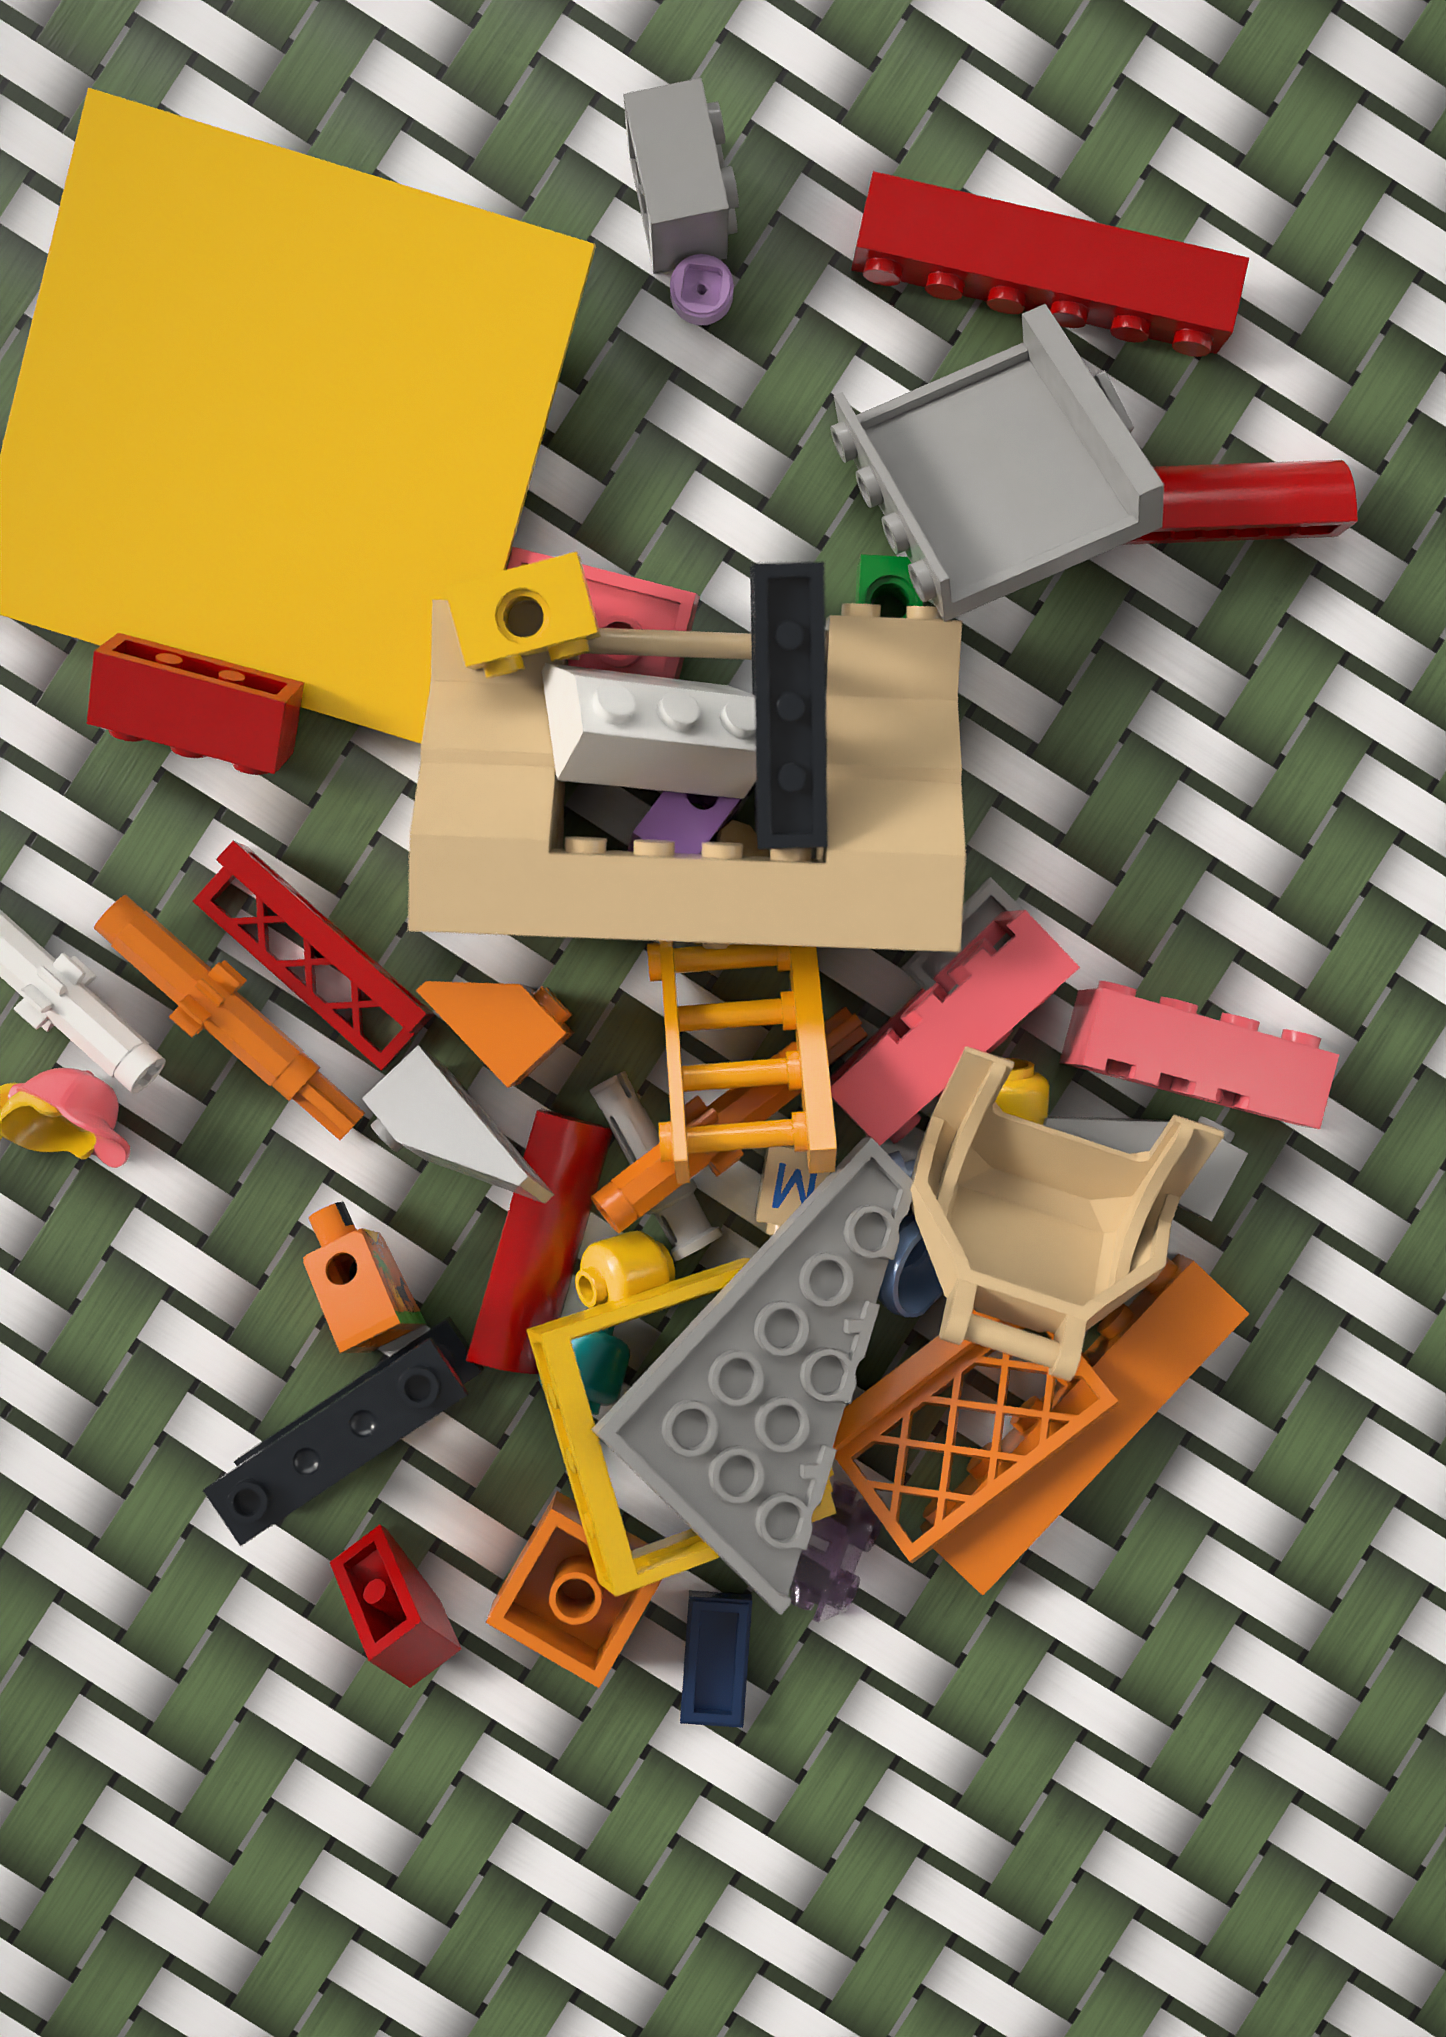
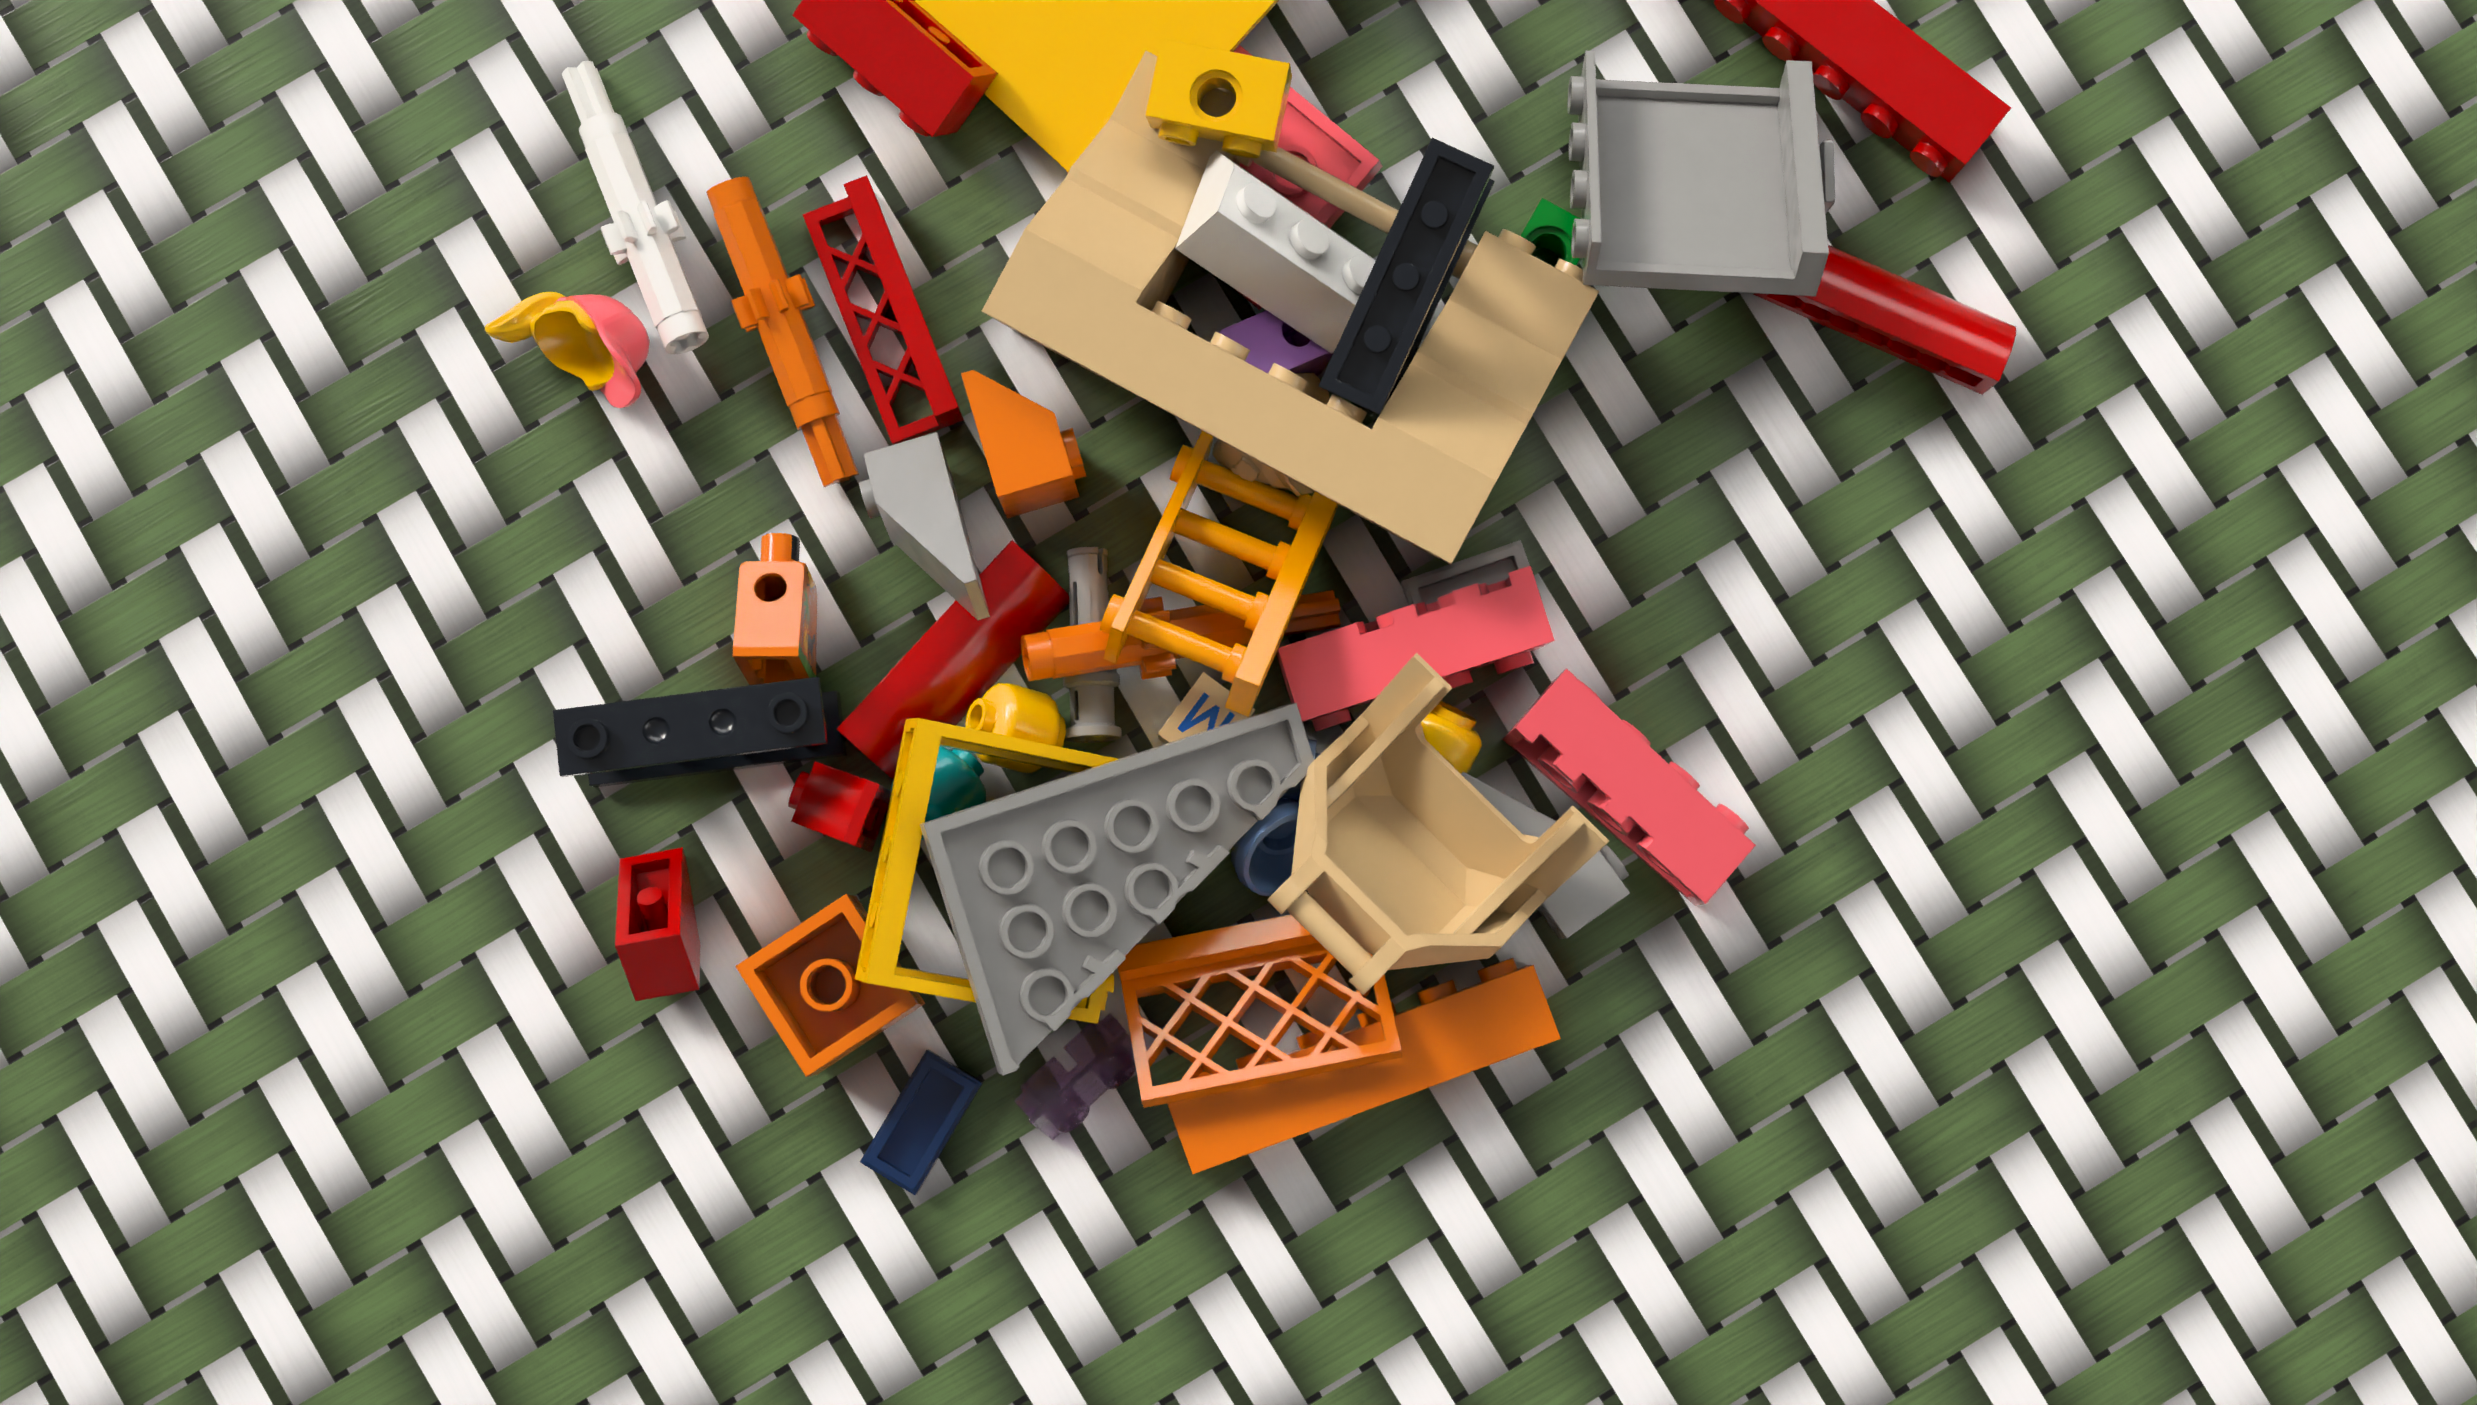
camera: 20 degrees right, 5 degrees down
(503, 1426) = (840, 805): none -> red slope

